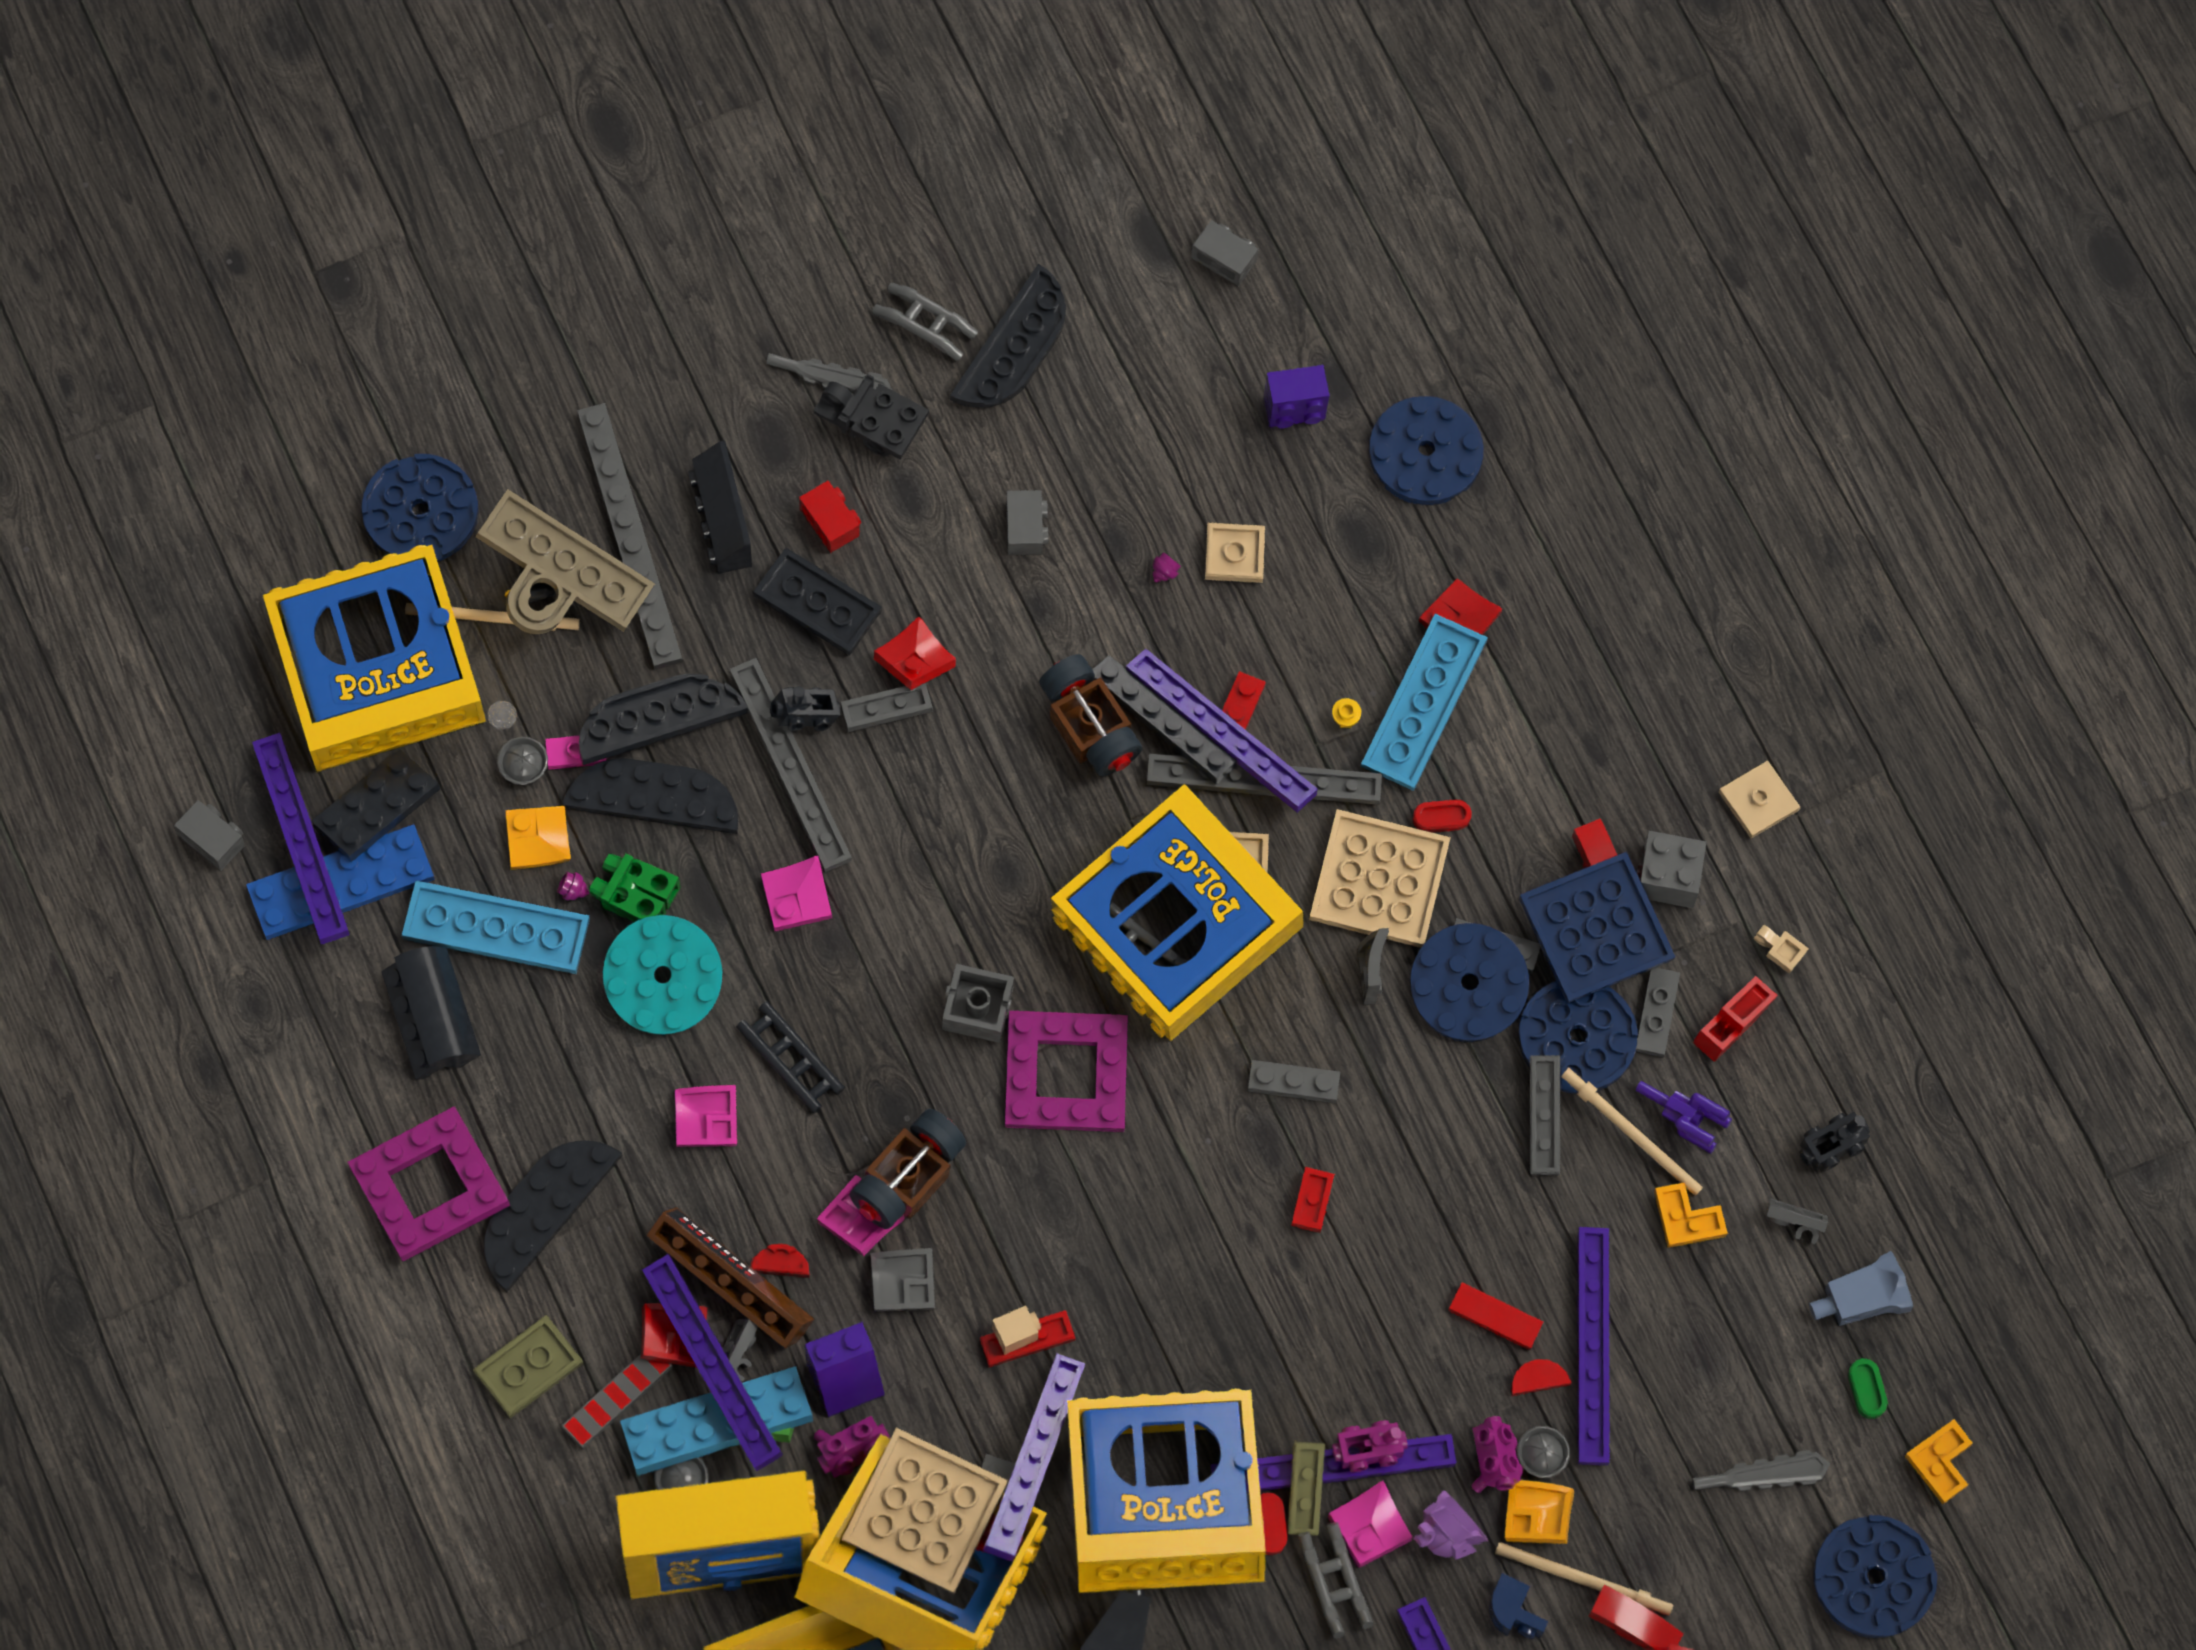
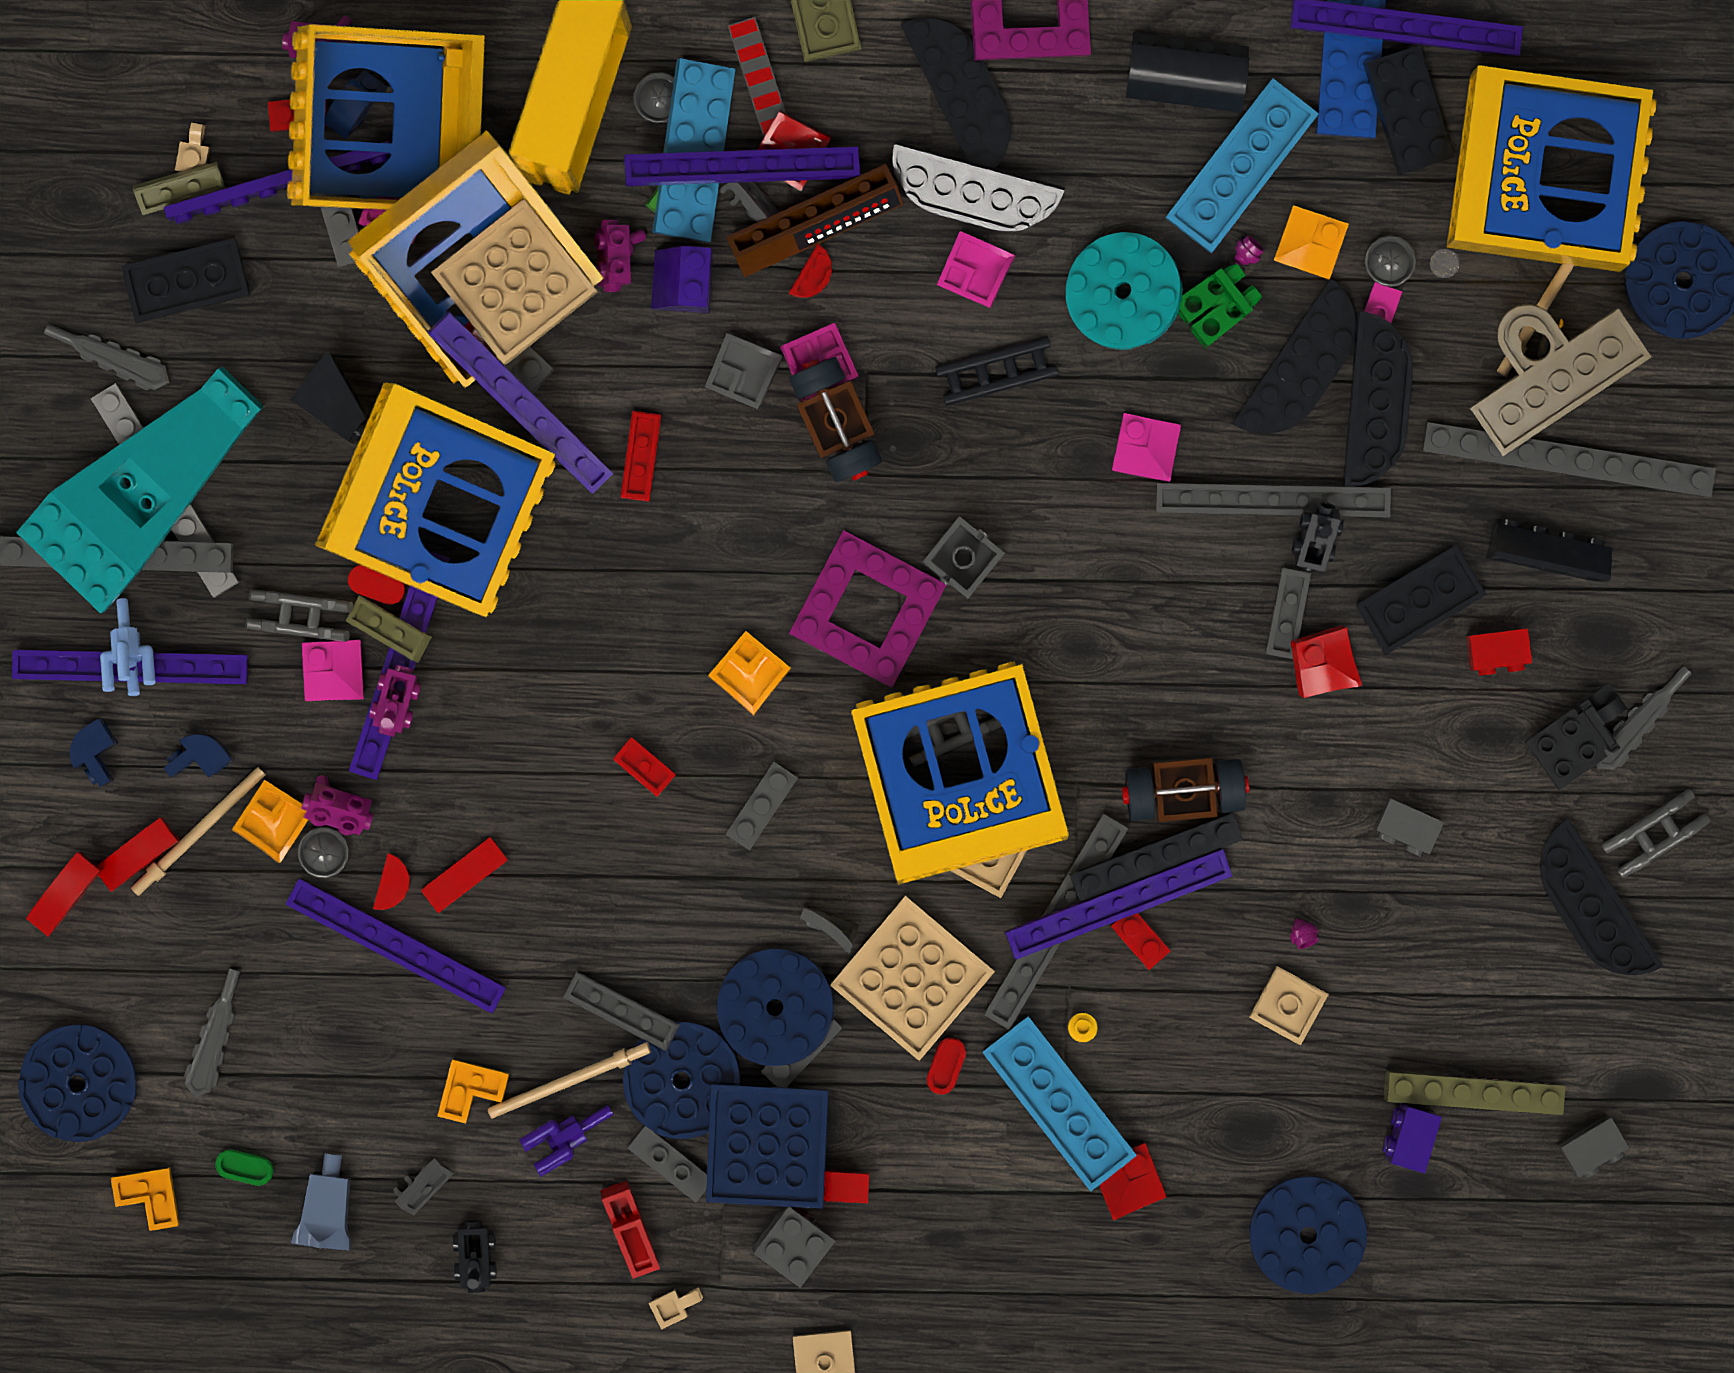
camera: 125 degrees right, 20 degrees up
(633, 1149) = (973, 190): none -> plate
(1016, 1329) = (648, 446): tan brick -> none
(1178, 1146) = (749, 672): none -> light orange plate
(1229, 367) = (1474, 1092): none -> olive brick
(1448, 1529) = (292, 736): medium lavender helmet -> none

